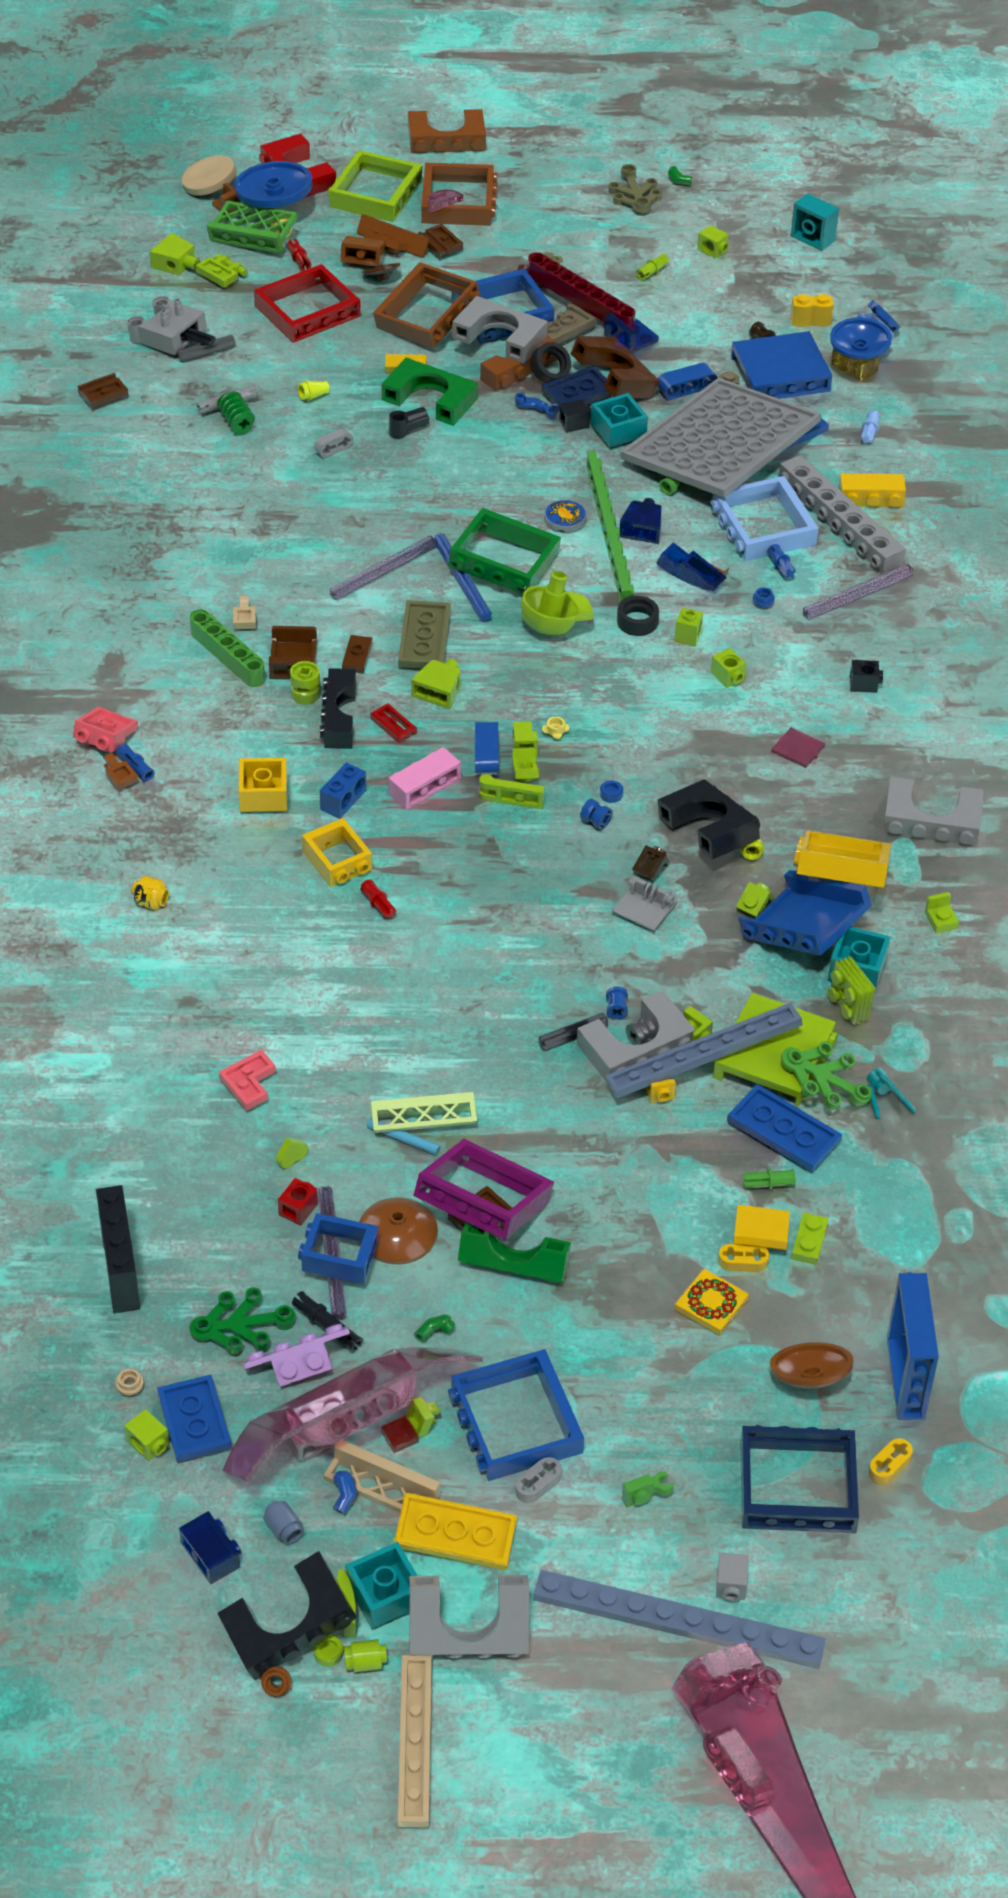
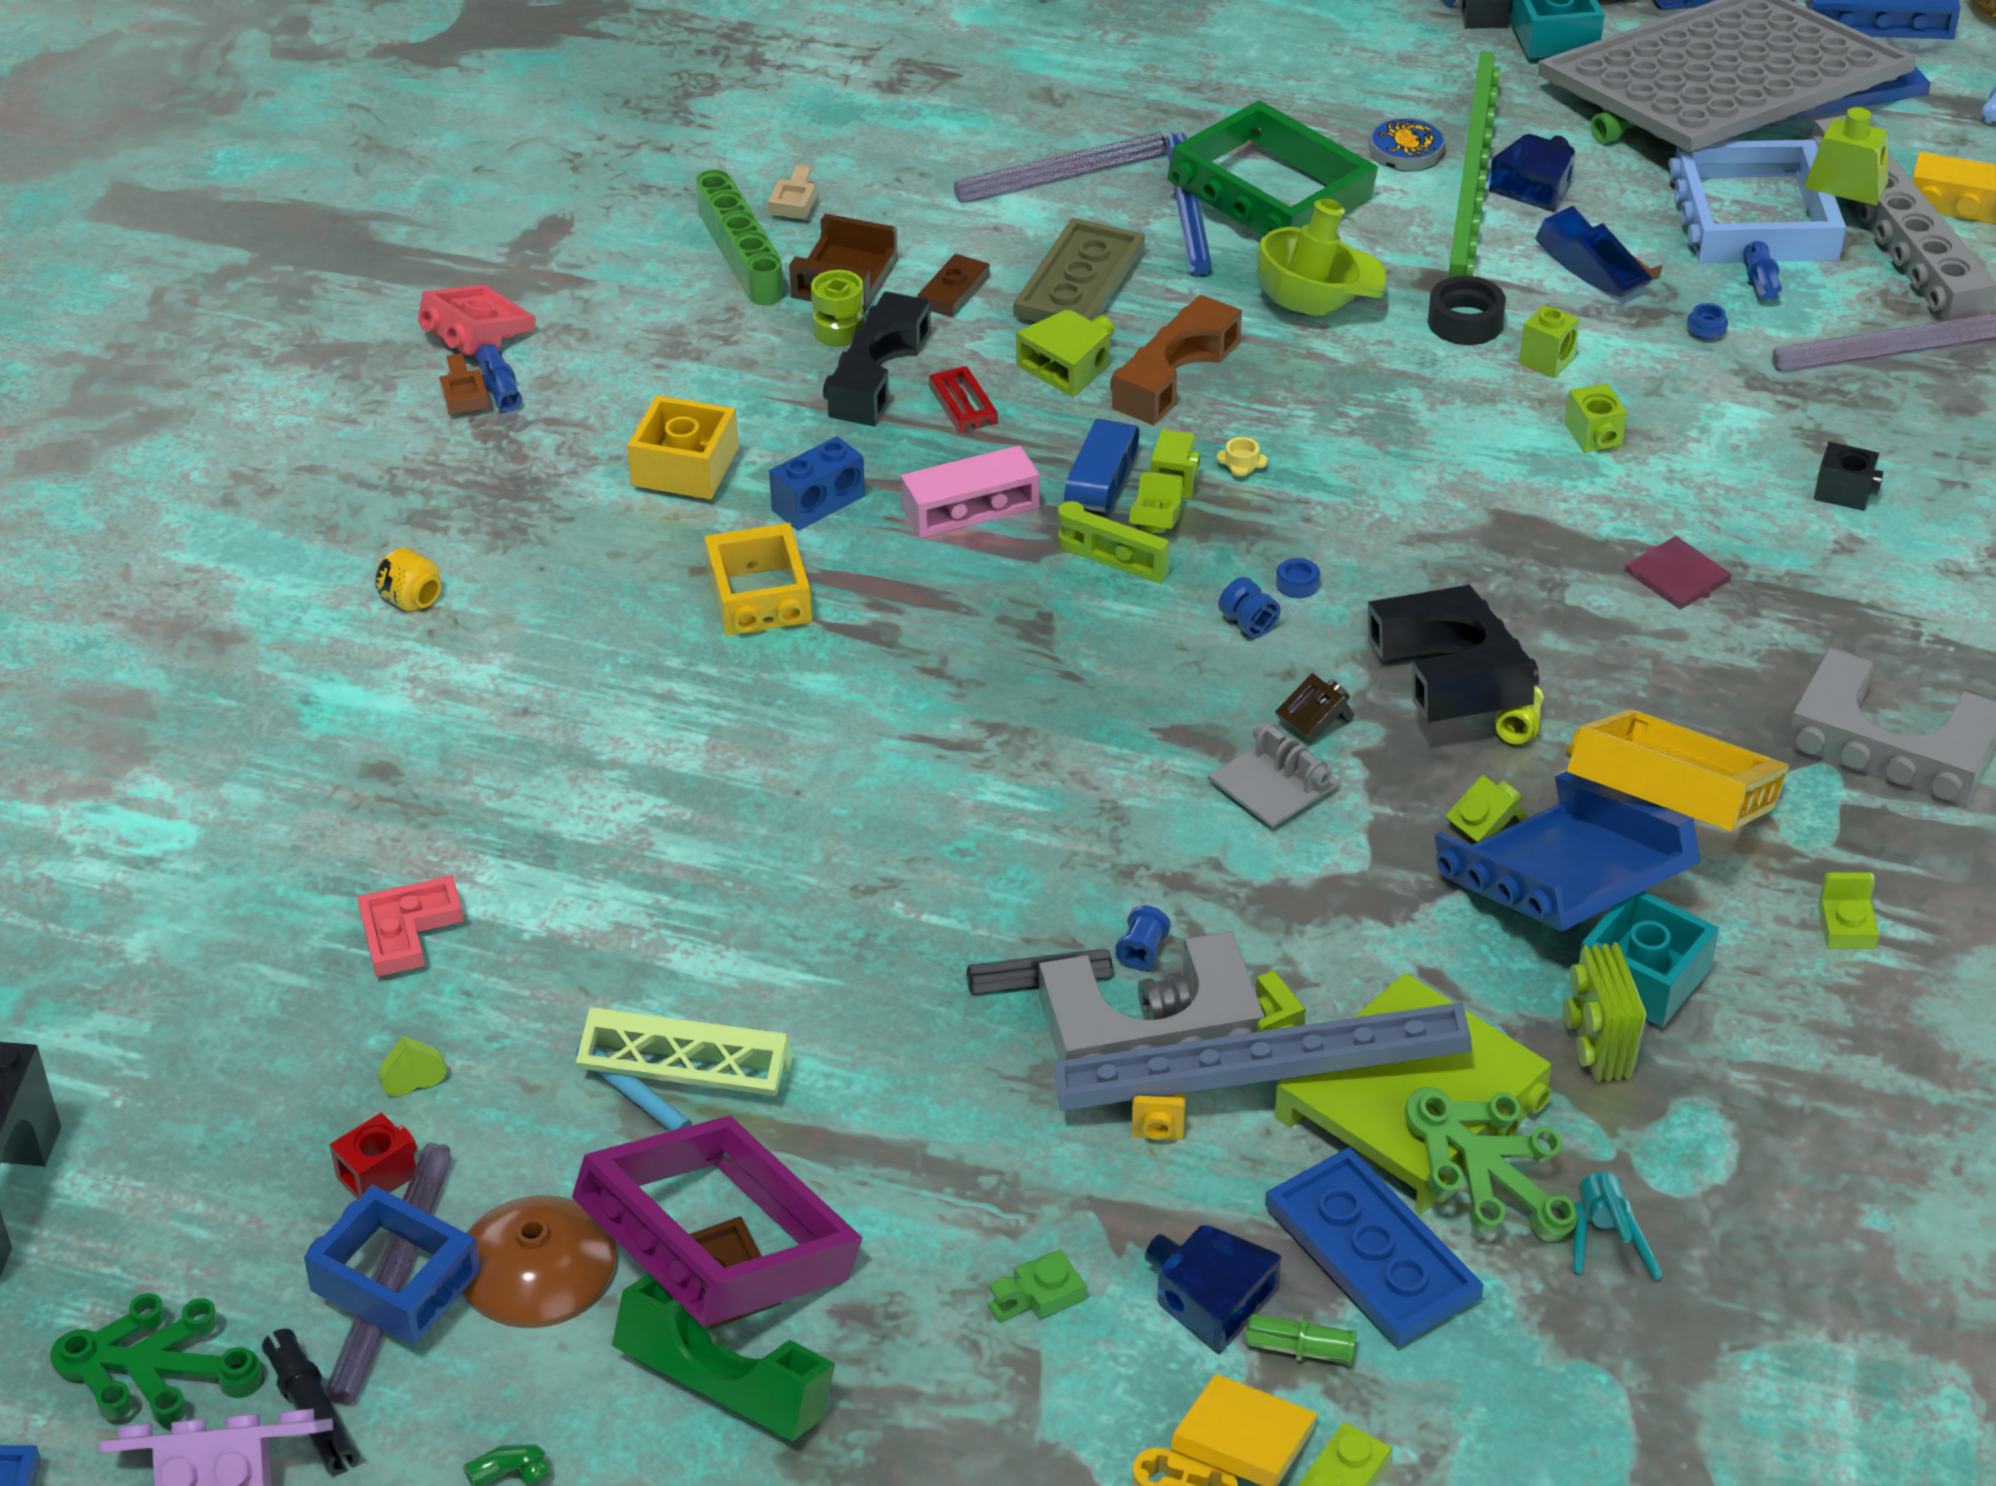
camera: 20 degrees right, 5 degrees down
(378, 898) = (793, 669): red axle -> none
(504, 659) = (1199, 333): none -> dark orange arch
(640, 1183) = (1040, 1284): none -> bright green plate
(719, 1162) = (1213, 1282): none -> clear blue torso
(811, 489) = (1851, 159): none -> lime torso

